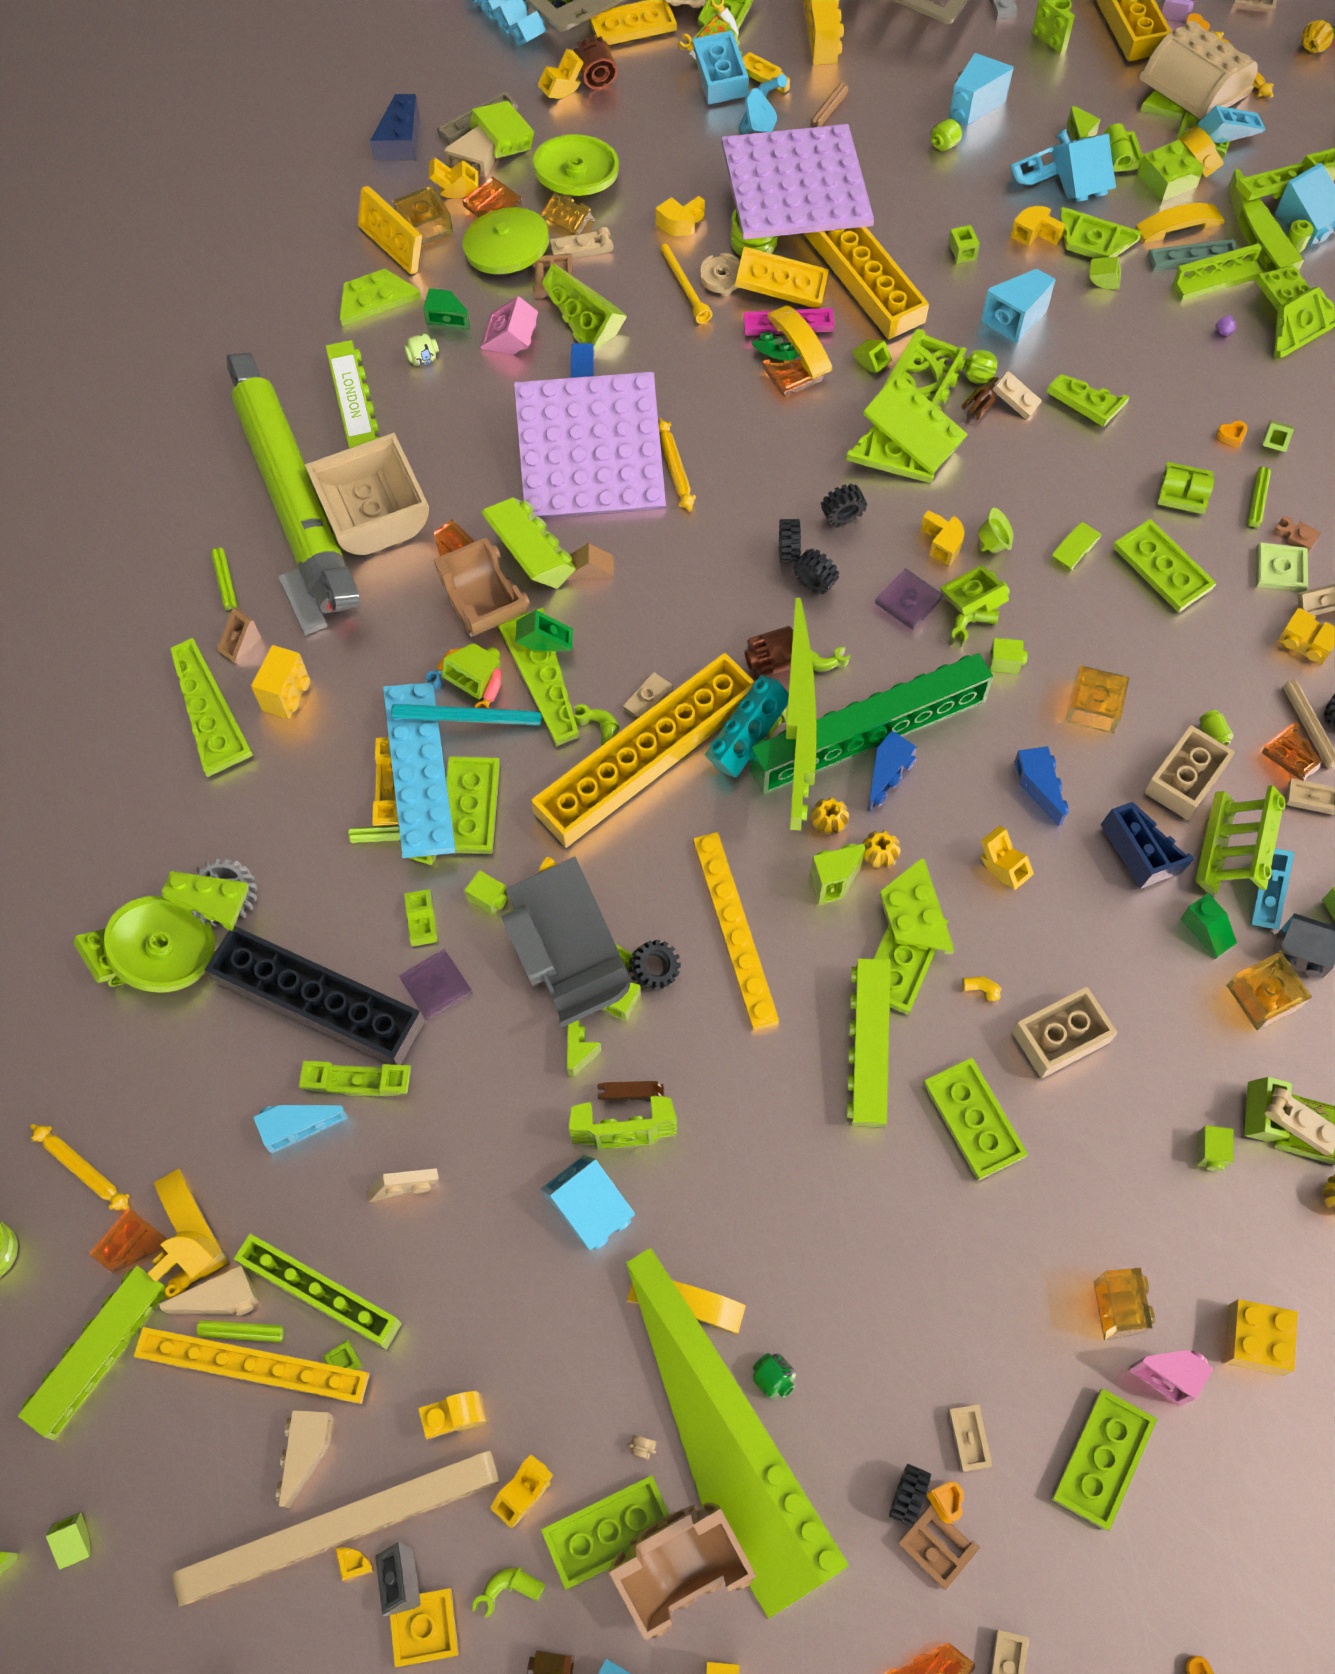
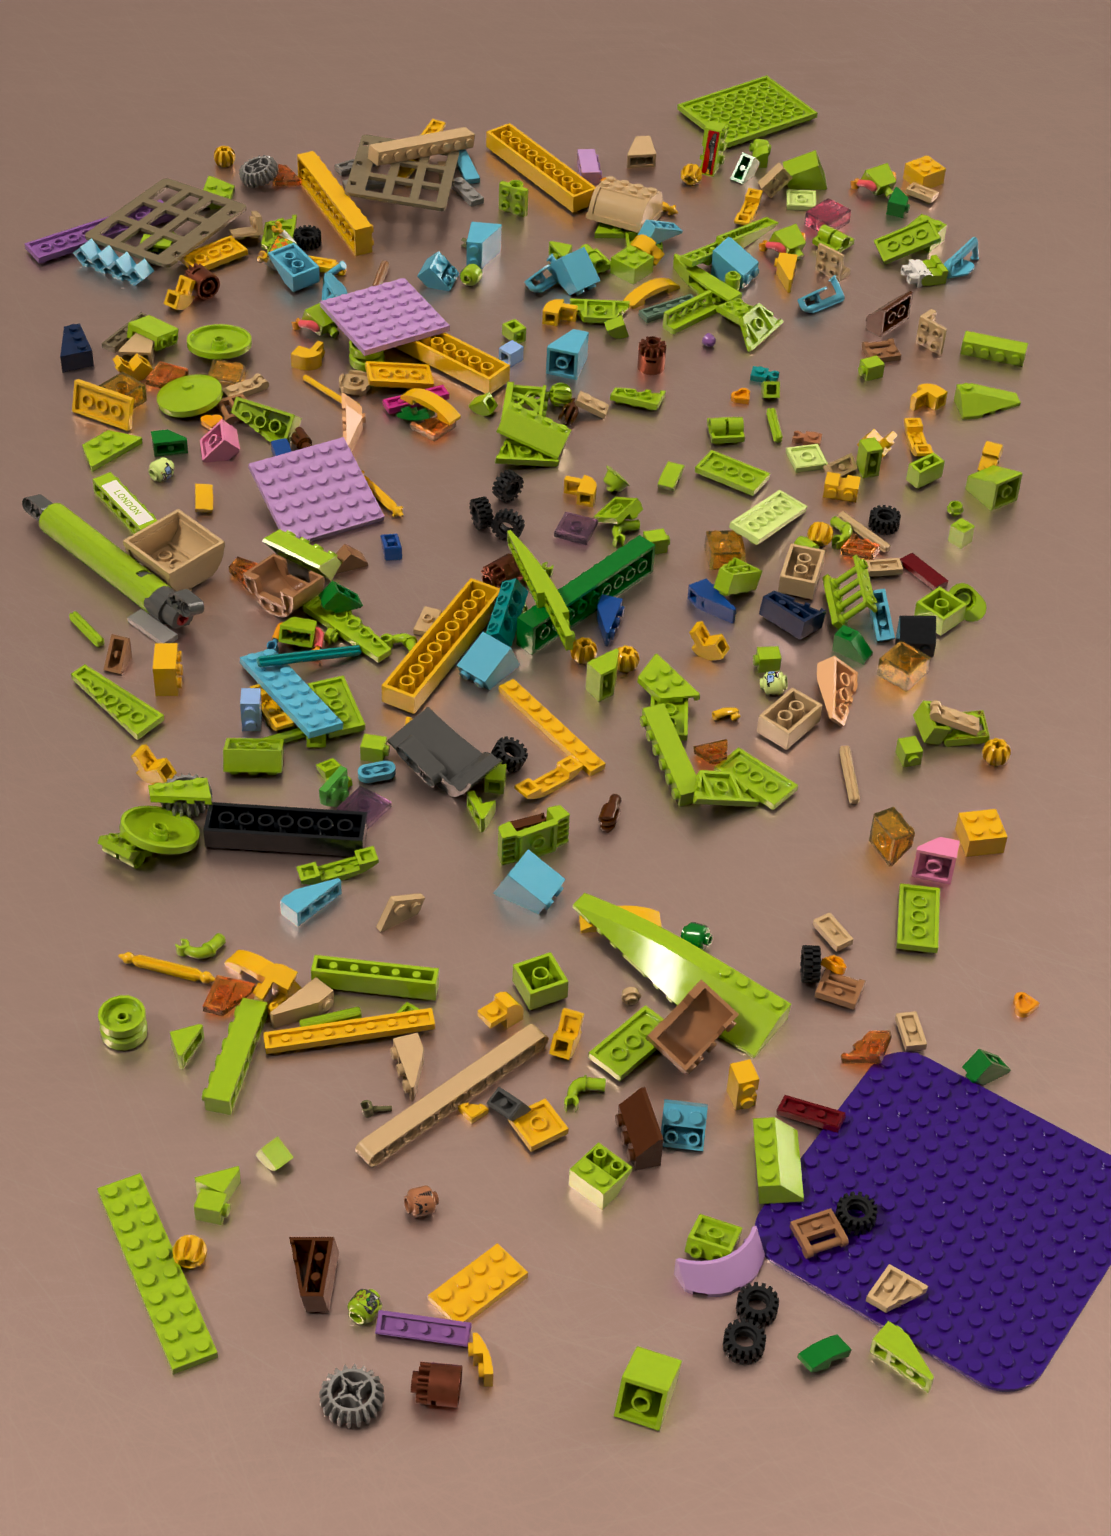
camera: 25 degrees left, 20 degrees down
(40, 1308) = (186, 1042): none -> lime slope
(134, 1158) = (207, 950): none -> lime piece
(198, 833) = (152, 769): none -> yellow brick
(230, 1507) = (368, 1109): none -> olive hand
(329, 854) = (253, 755): none -> lime slope
(354, 782) = (251, 709): none -> light blue brick
(399, 955) = (335, 788): none -> bright green plate
(452, 410) = (203, 498): none -> yellow slope
(475, 932) = (376, 771): none -> medium azure plate
(514, 684) = (331, 635): none -> lime plate
(517, 287) = (210, 421): none -> light orange tile
(527, 1380) = (540, 981): none -> lime brick
(613, 352) = (301, 439): none -> reddish brown arm
(655, 556) = (391, 547): none -> blue slope
(685, 345) = (351, 420): none -> light nougat wedge
(691, 1025) = (551, 781): none -> yellow slope
(692, 797) = (487, 662): none -> medium azure slope
(710, 162) = (316, 321): none -> lime torso
(749, 1110) = (610, 813): none -> reddish brown arm
(755, 15) = (307, 237): none -> black tyre
(904, 121) = (438, 273): none -> medium azure slope
(912, 1130) = (721, 789): none -> lime wing
(934, 1053) = (713, 752): none -> clear orange wing
(944, 279) = (511, 353): none -> light blue brick
(1070, 957) = (774, 682): none -> yellowish green head
(1078, 911) = (767, 659): none -> lime brick
(1090, 760) = (737, 577): none -> lime wedge
(1112, 1156) = (849, 775): none -> tan axle
(1132, 335) = (651, 355): none -> copper gear
(1156, 991) = (837, 685): none -> light nougat wedge
(1178, 665) = (768, 517): none -> yellowish green plate
(1244, 713) = (820, 533): none -> yellow piece
(1278, 403) = (762, 374): none -> teal plate
(1285, 714) = (845, 530): none -> lime piece

